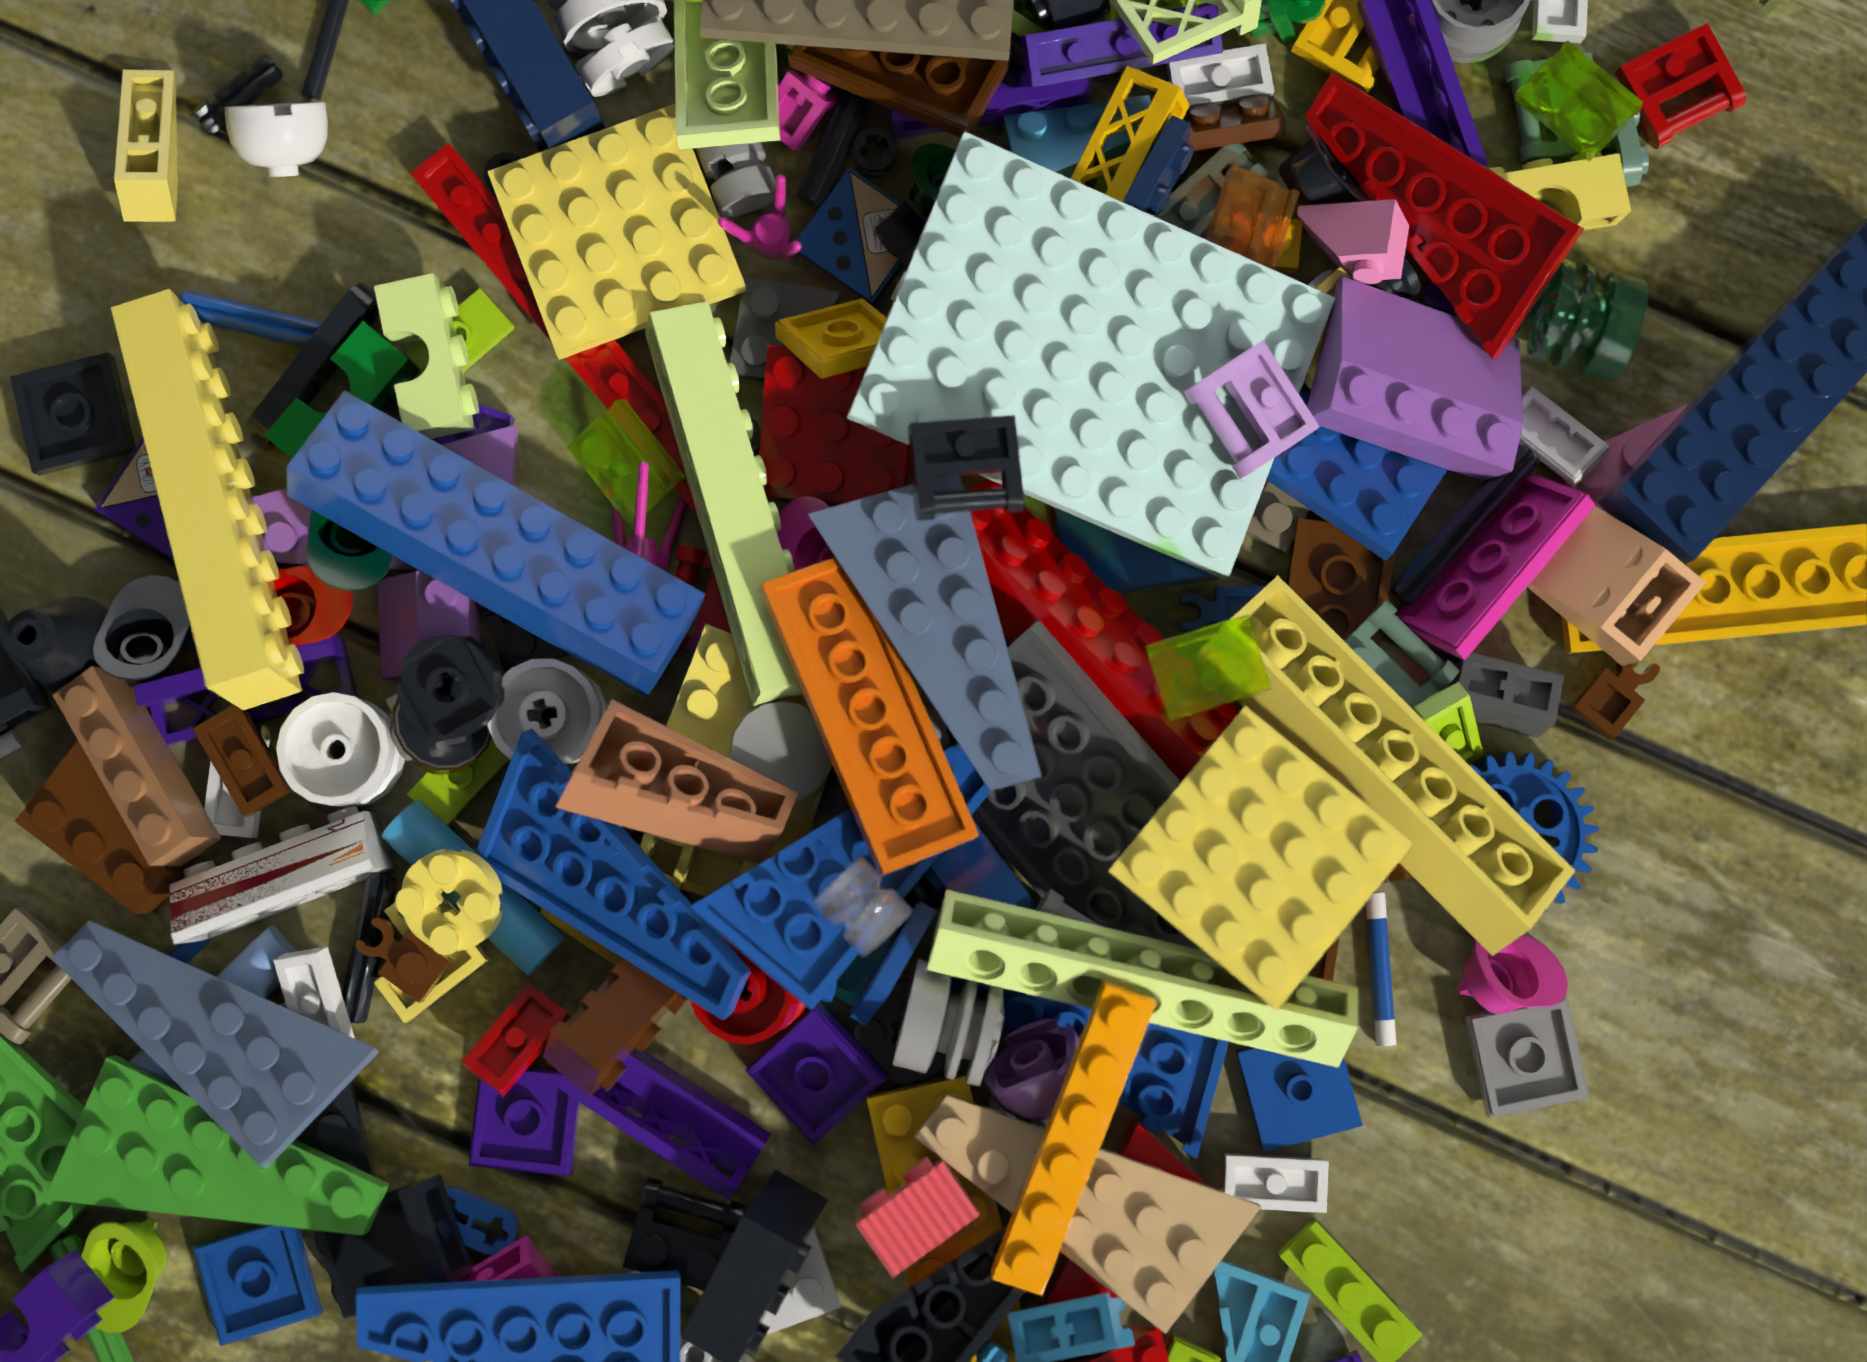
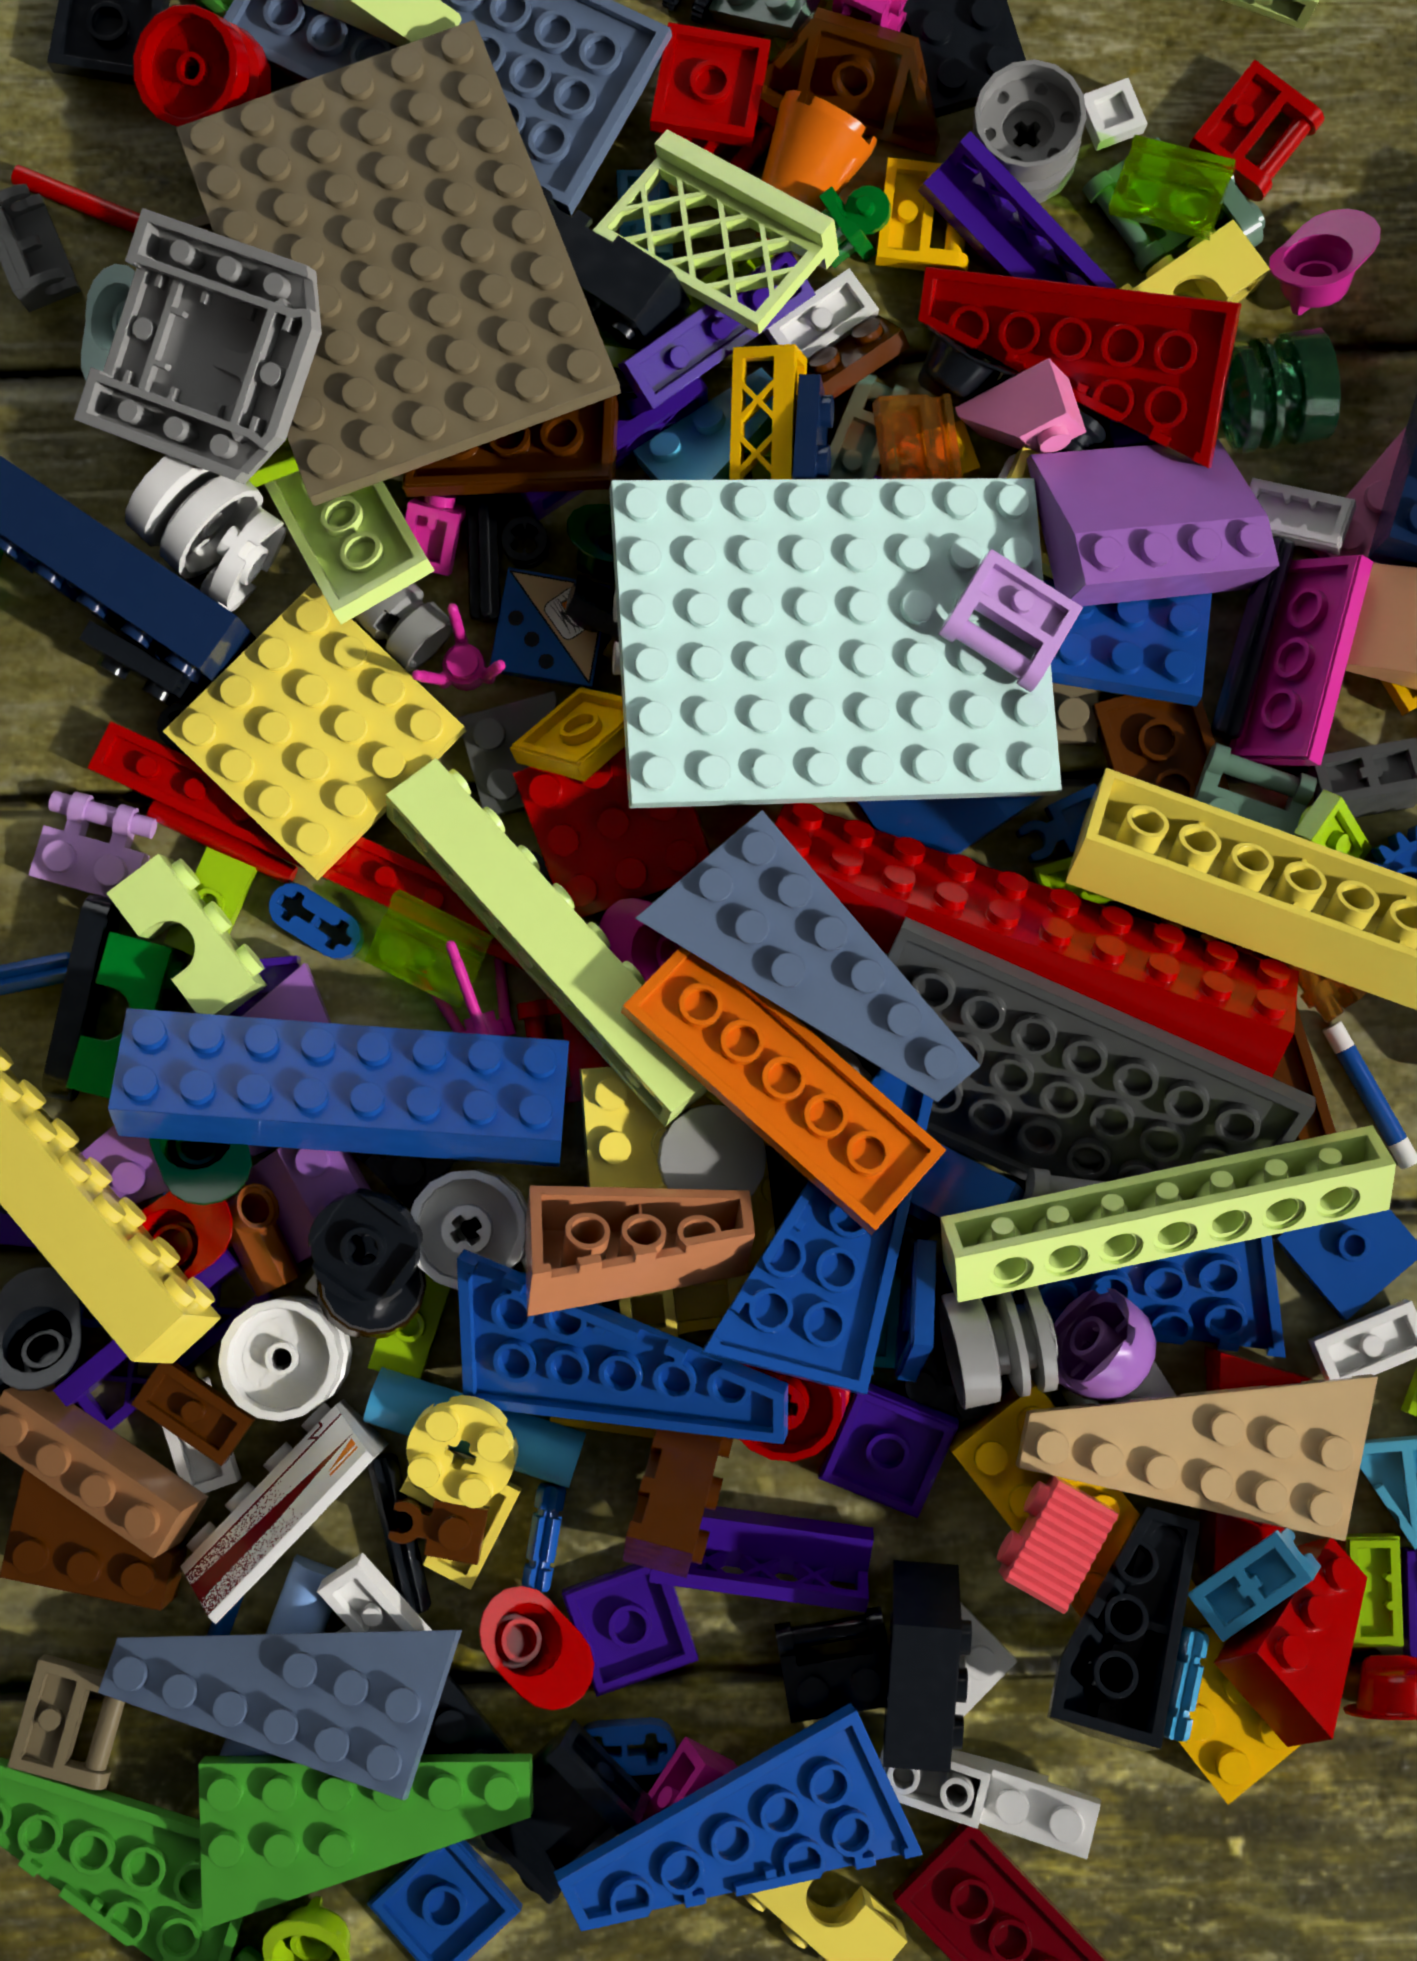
camera: 30 degrees left, 0 degrees up
(366, 642) = (259, 1239): none -> dark orange piece
(373, 255) = (85, 862): none -> lavender plate
(435, 1097) = (536, 1648): none -> red piece
(484, 94) = (124, 658): none -> black plate
(488, 1007) = (543, 1536): none -> blue axle
(495, 291) = (223, 842): none -> red bar
(515, 1039) = (586, 1554): red plate -> none
(552, 389) = (310, 932): none -> blue beam
(862, 906) = (870, 1272): clear wheel -> none
(965, 449) = (761, 785): black plate -> none
(1073, 1137) = (1173, 1397): light orange plate -> none
(1208, 667) = (1091, 886): clear neon green plate -> none
(1260, 858) = (1228, 1045): light yellow plate -> none
(1683, 222) = (1323, 256): none -> dark pink piece

